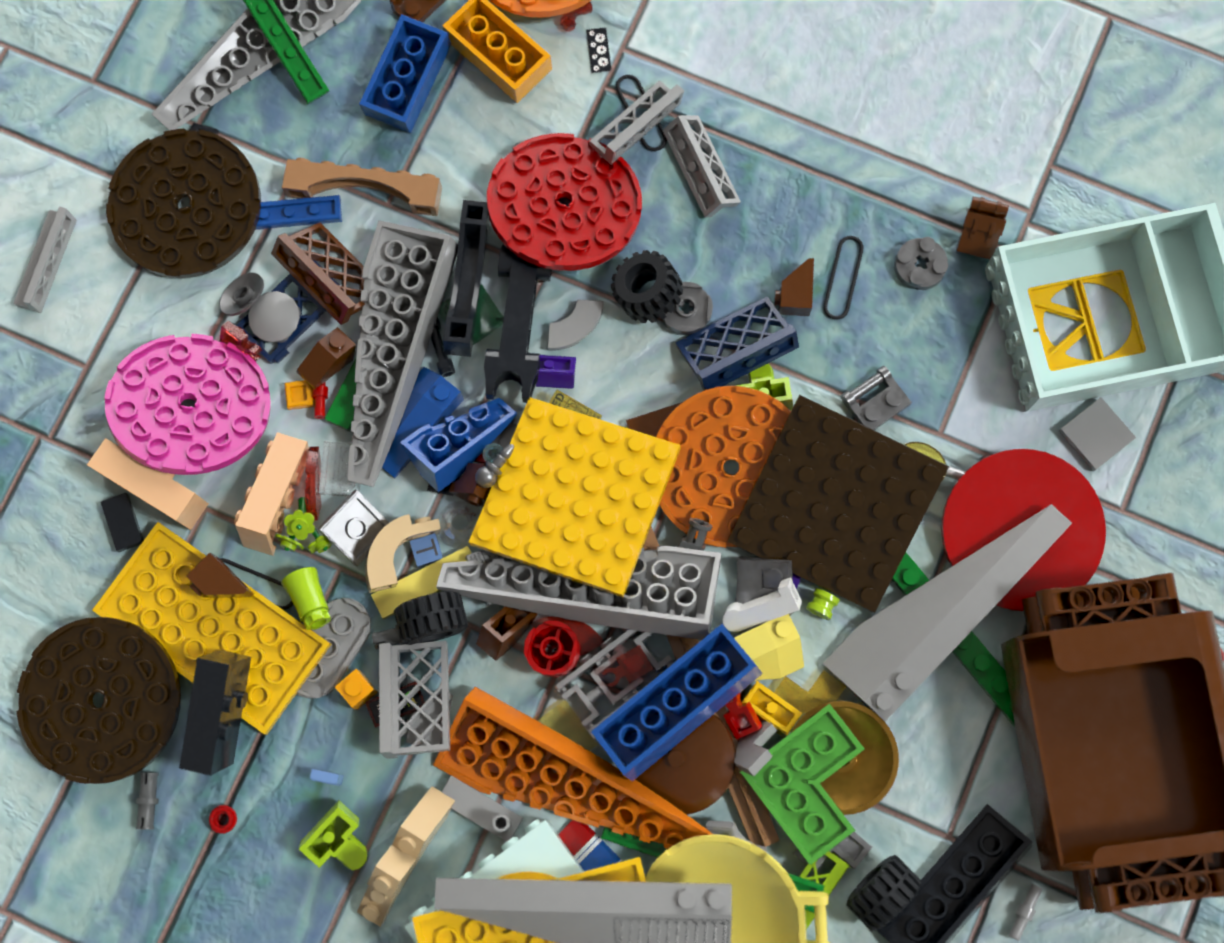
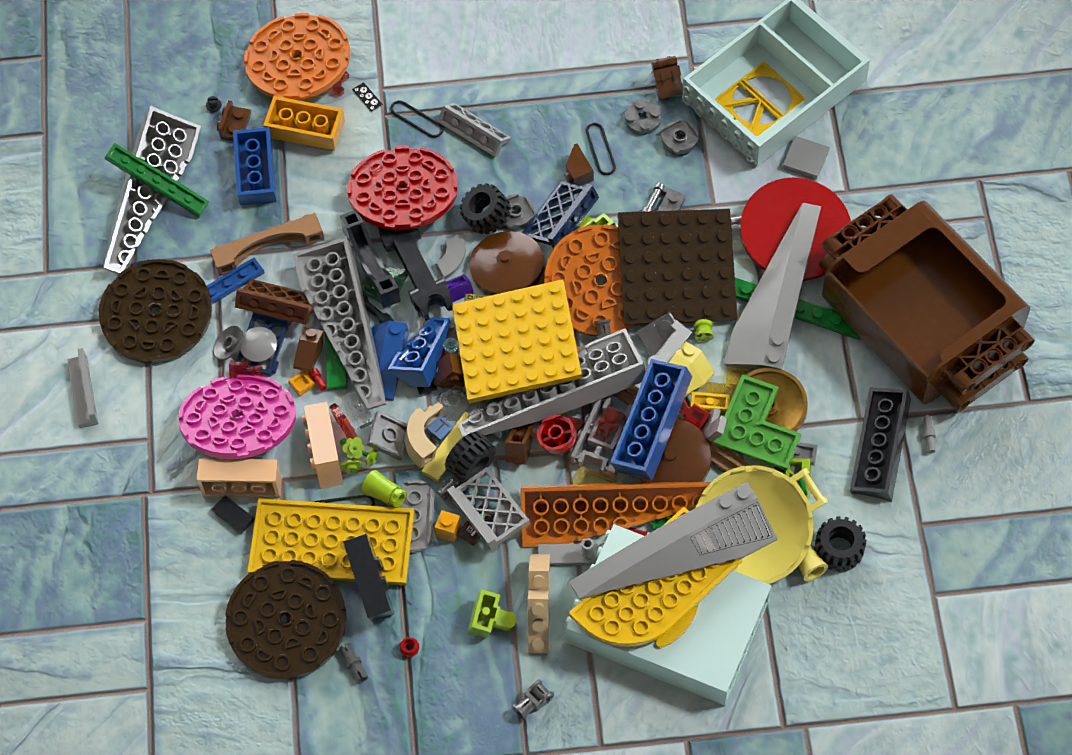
camera: 30 degrees left, 15 degrees down
(216, 580) = (321, 507): reddish brown slope -> none
(326, 777) = (460, 586): medium blue tile -> none
(487, 475) = (455, 357): flat silver bar -> none
(633, 374) = (506, 262): none -> reddish brown dish
(639, 126) = (421, 124): light grey fence -> none
(883, 893) = (839, 461): black tyre -> none
(955, 332) = (679, 146): none -> flat silver plate

